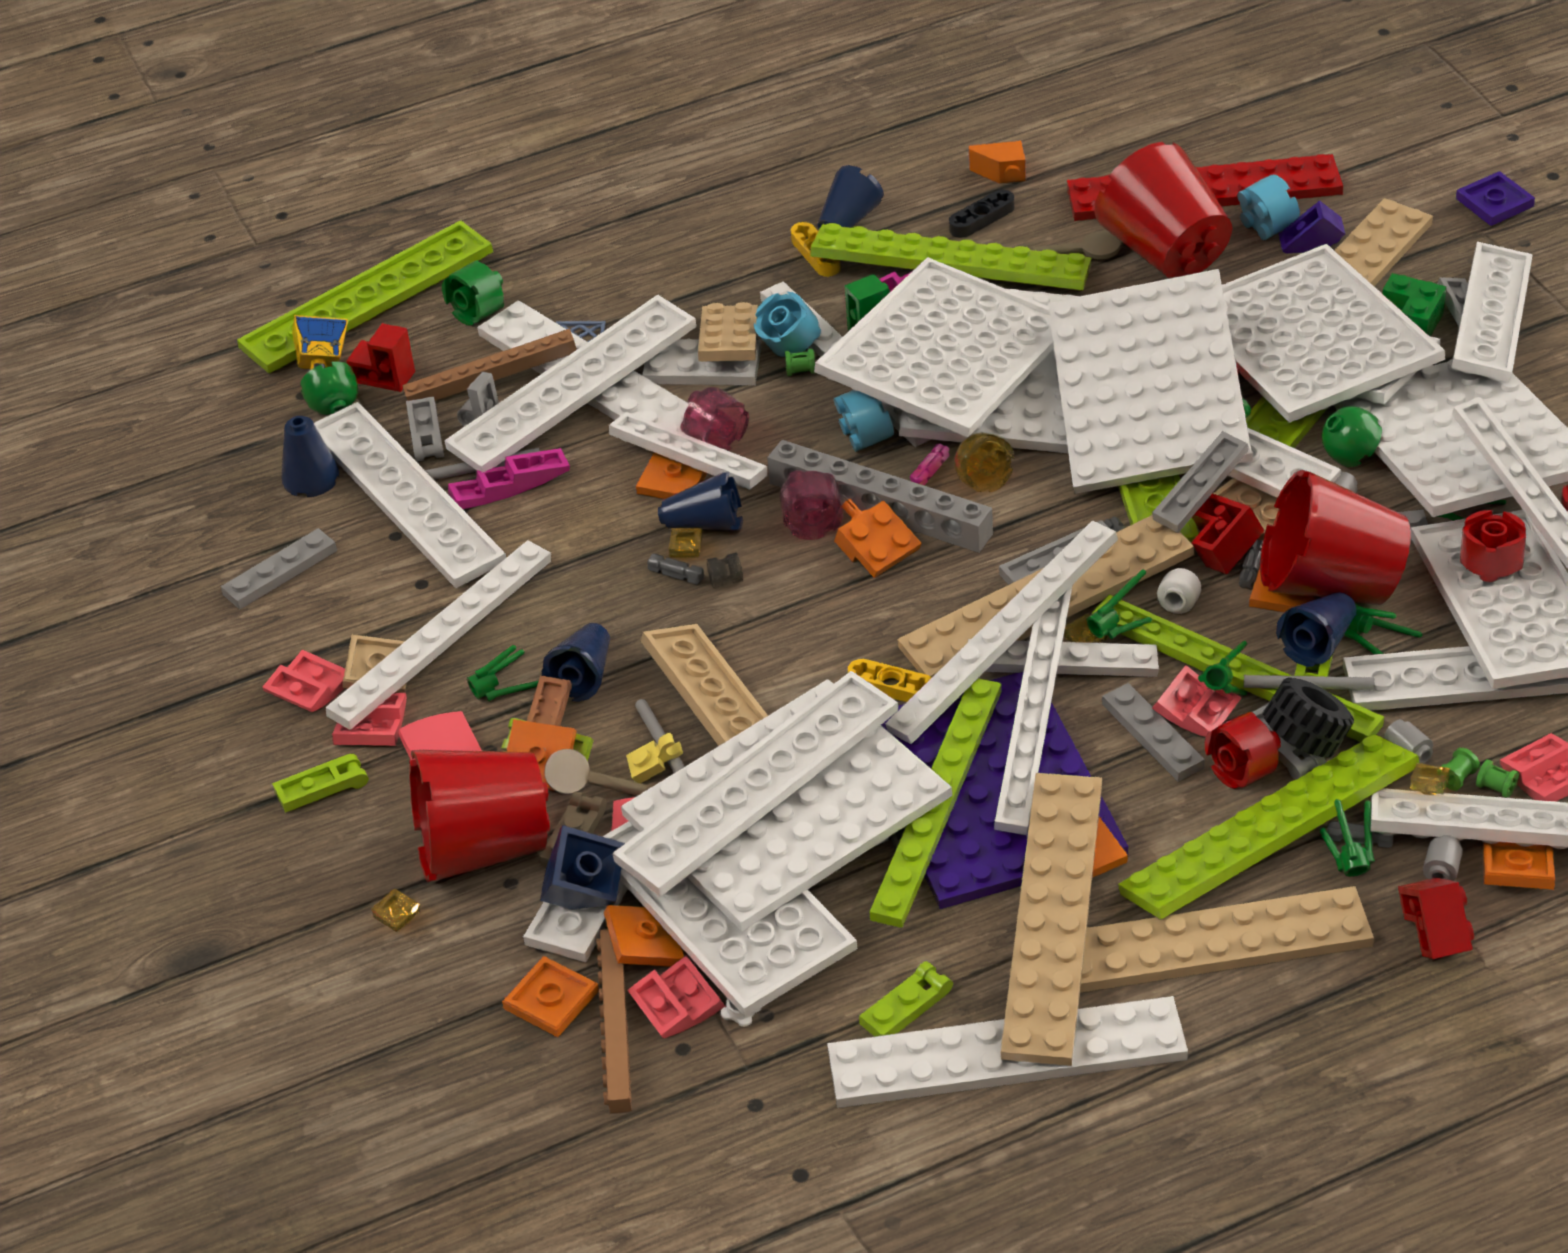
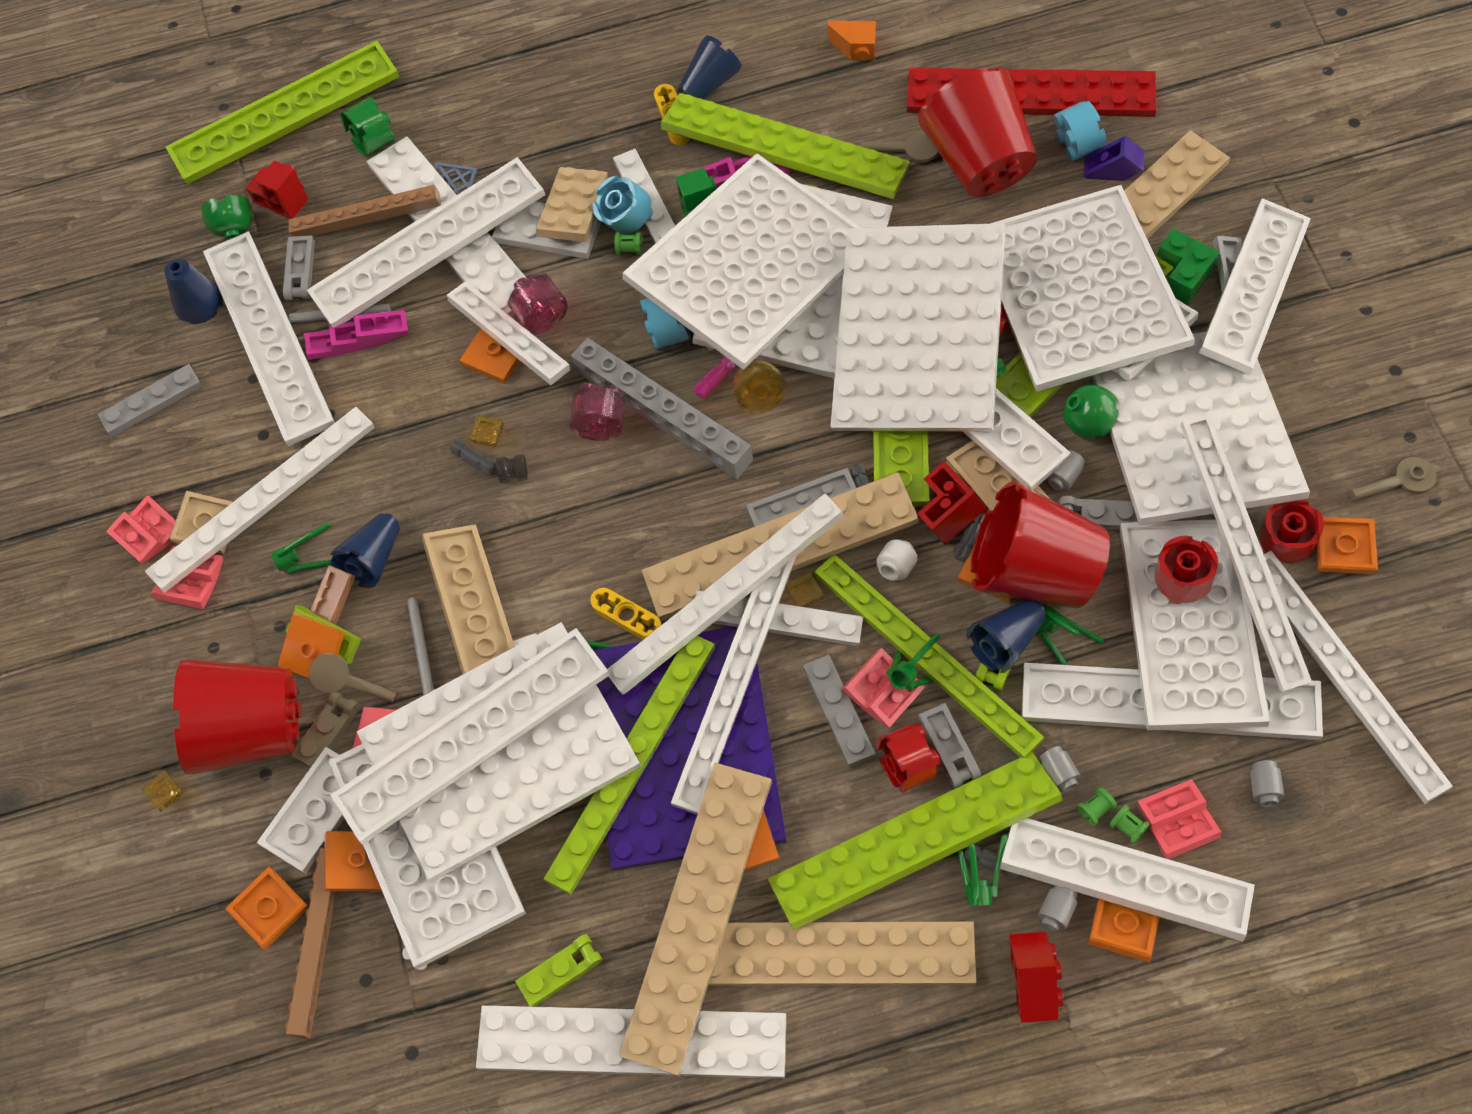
camera: 15 degrees right, 20 degrees up
(318, 340) = (228, 164): torso -> none
(320, 782) = (131, 641): lime plate -> none
(439, 732) = (237, 616): coral slope -> none
(481, 399) = (344, 249): light grey plate -> none
(581, 871) = (308, 791): dark blue slope -> none
(650, 758) = (402, 667): light yellow plate -> none
(676, 998) = (366, 930): coral slope -> none
(704, 506) = (510, 397): dark blue cone -> none
(875, 537) = (648, 454): orange plate -> none
(968, 221) = (831, 85): black beam -> none
(1105, 619) = (820, 587): green plant -> none
(1200, 481) = (937, 454): light grey plate -> none
(1308, 717) = (971, 738): black tyre -> none
(1330, 683) = (985, 689): light grey bar -> none
(1429, 779) = (1066, 819): clear yellow plate -> none
(1495, 198) = (1292, 145): dark purple plate -> none

